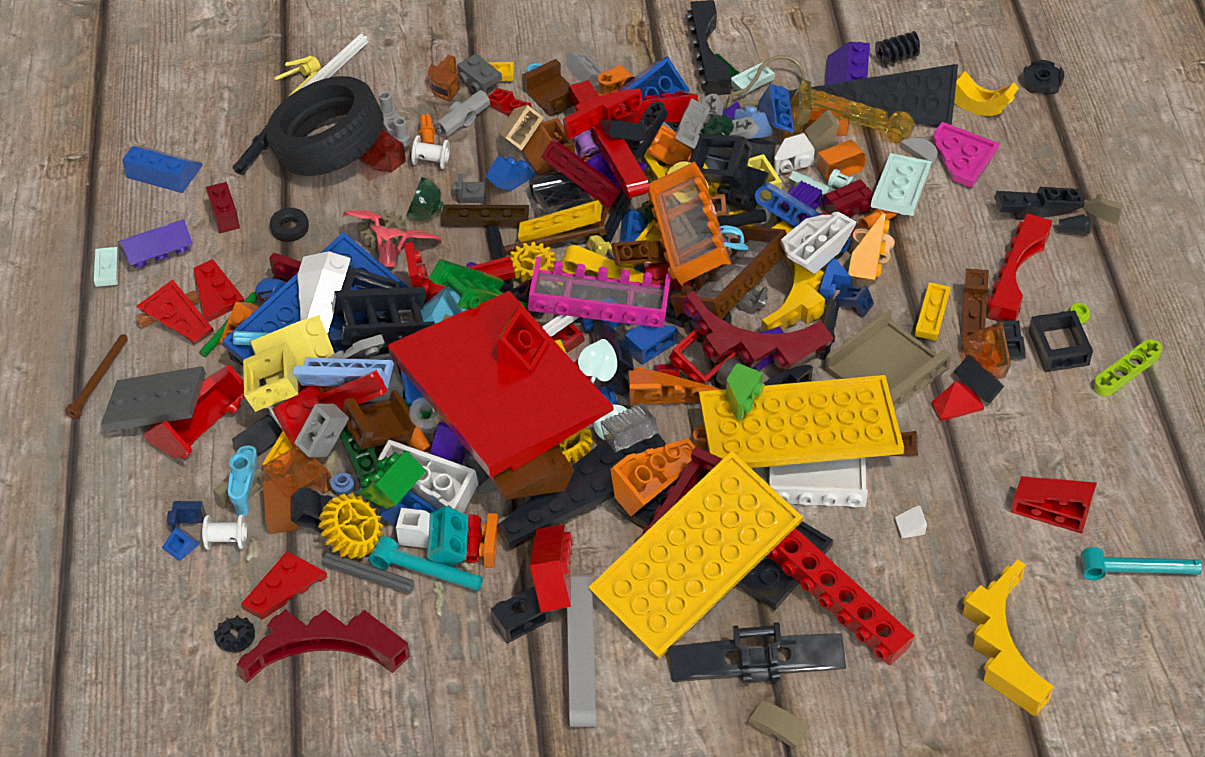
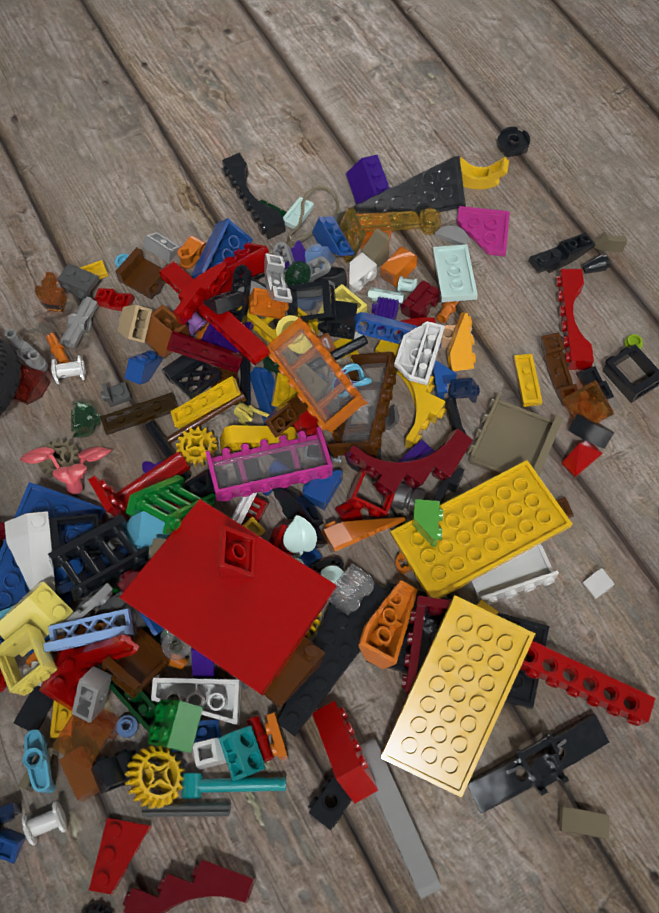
camera: 20 degrees left, 15 degrees up
(898, 47) = (397, 150): black piece -> none

